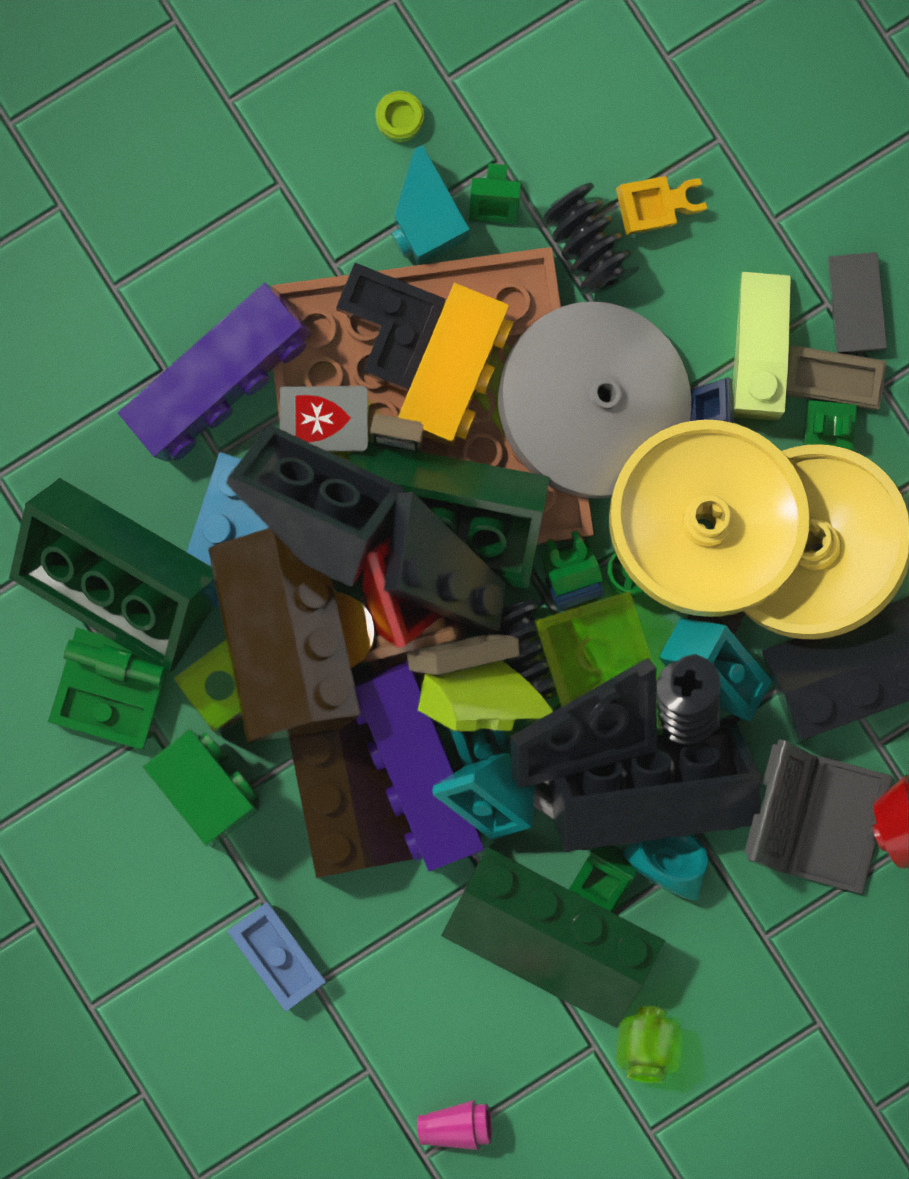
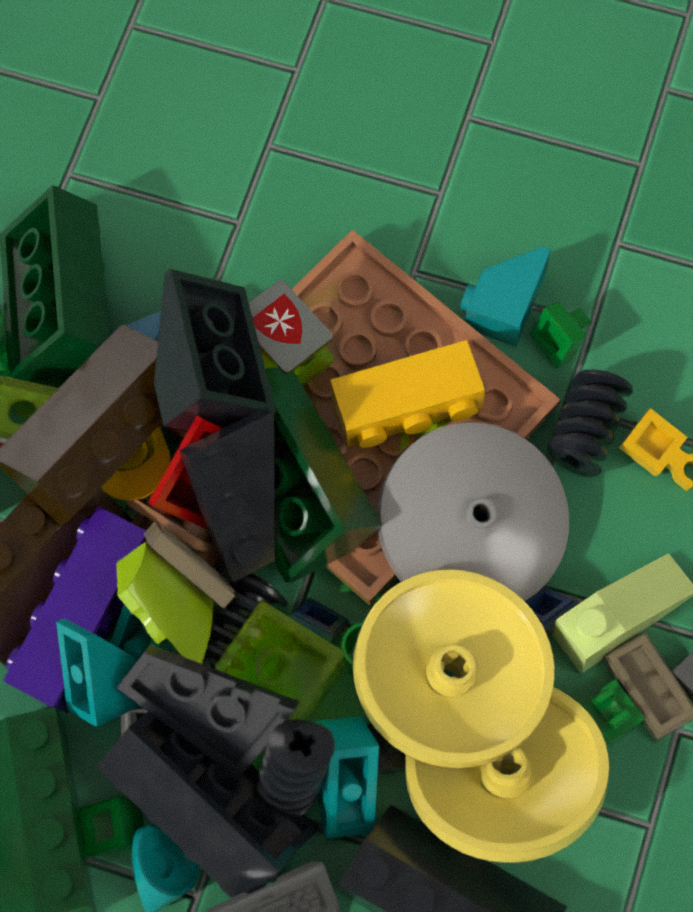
camera: 55 degrees right, 15 degrees down
(215, 374) = (261, 243): dark purple brick -> none
(397, 432) = (318, 385): dark tan tile -> none
(399, 116) = (560, 230): lime tile -> none
(405, 319) = (413, 323): black plate -> none
(571, 565) = (331, 603): green tile -> none

